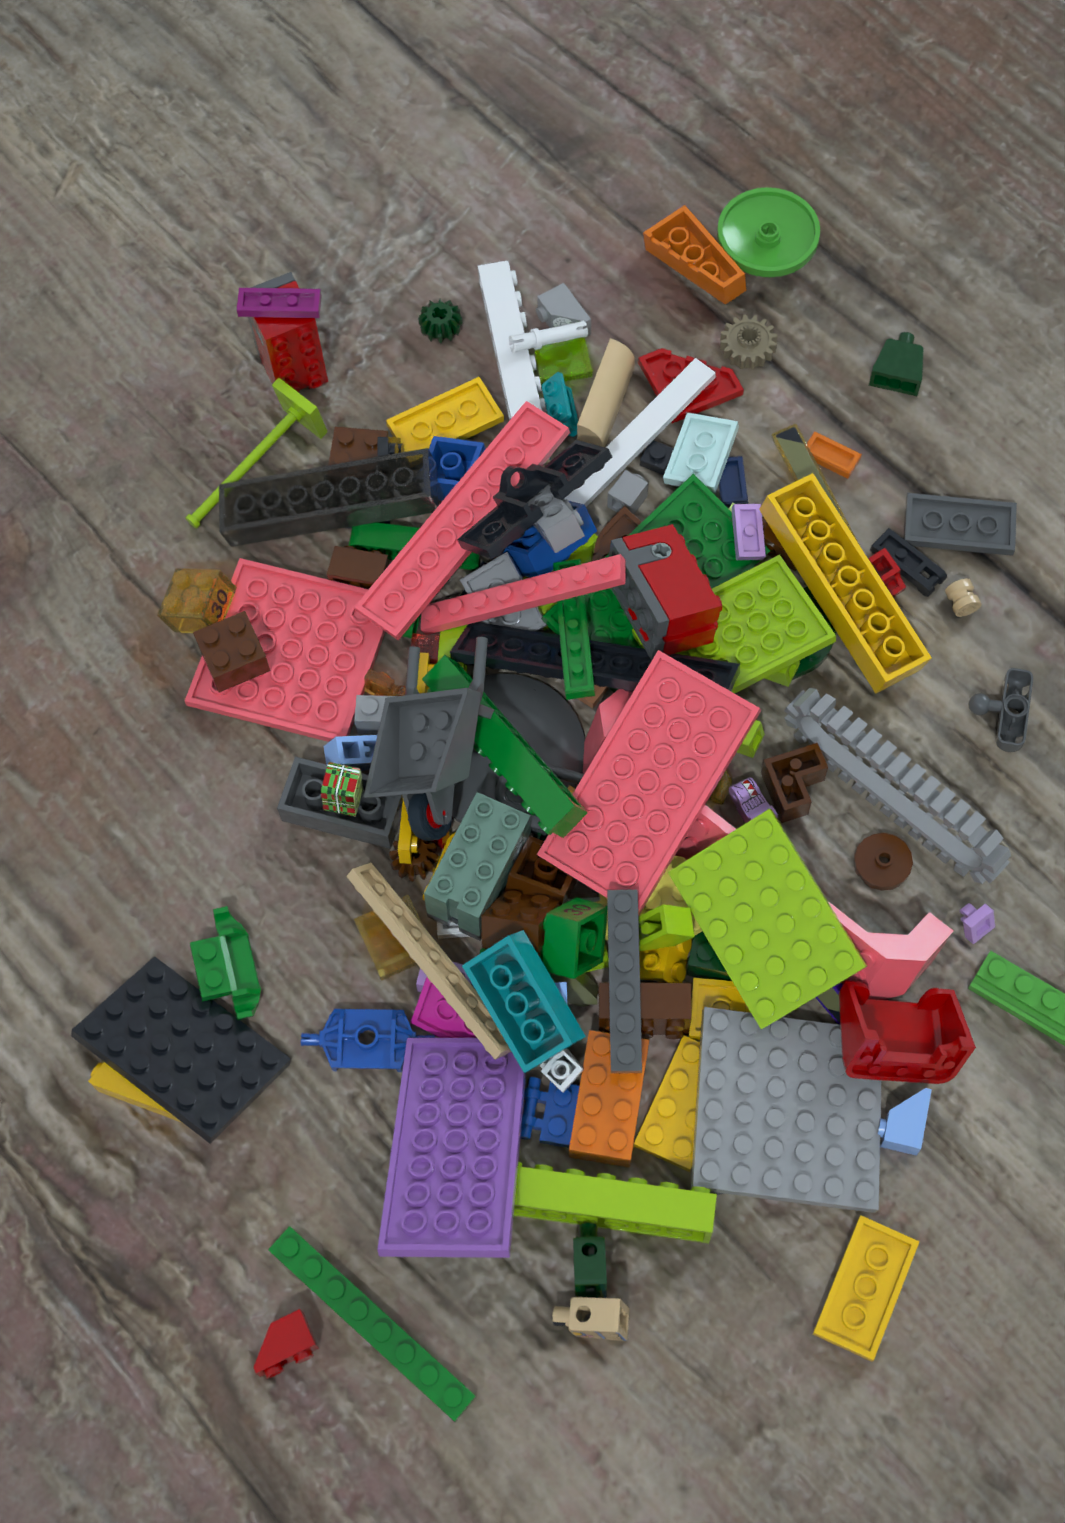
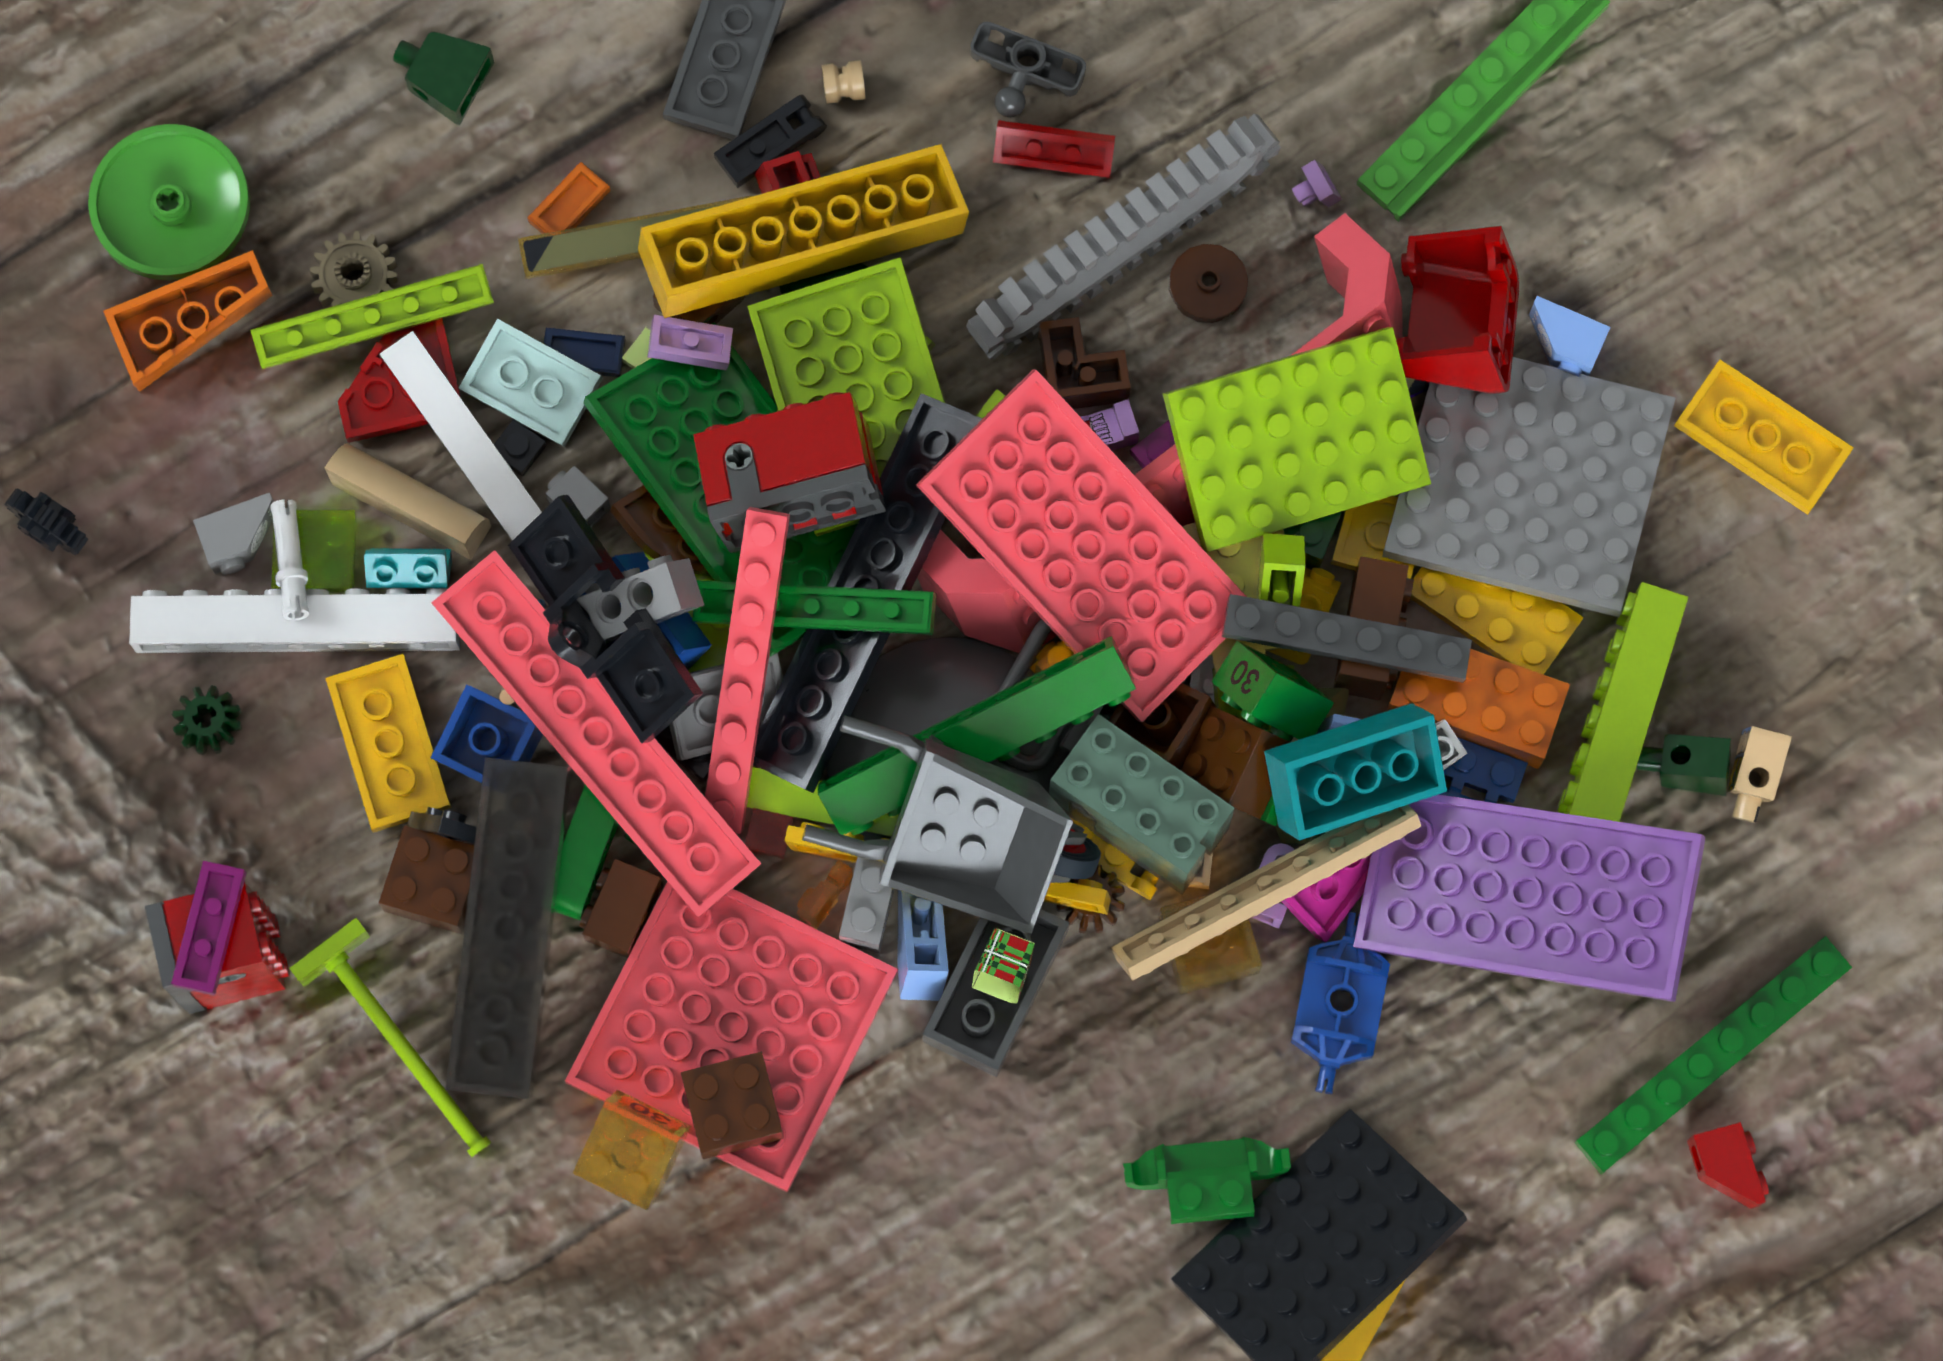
camera: 85 degrees left, 10 degrees up
(545, 207) = (46, 521): none -> black gear
(722, 353) = (372, 316): none -> lime tile
(953, 739) = (1053, 149): none -> red plate

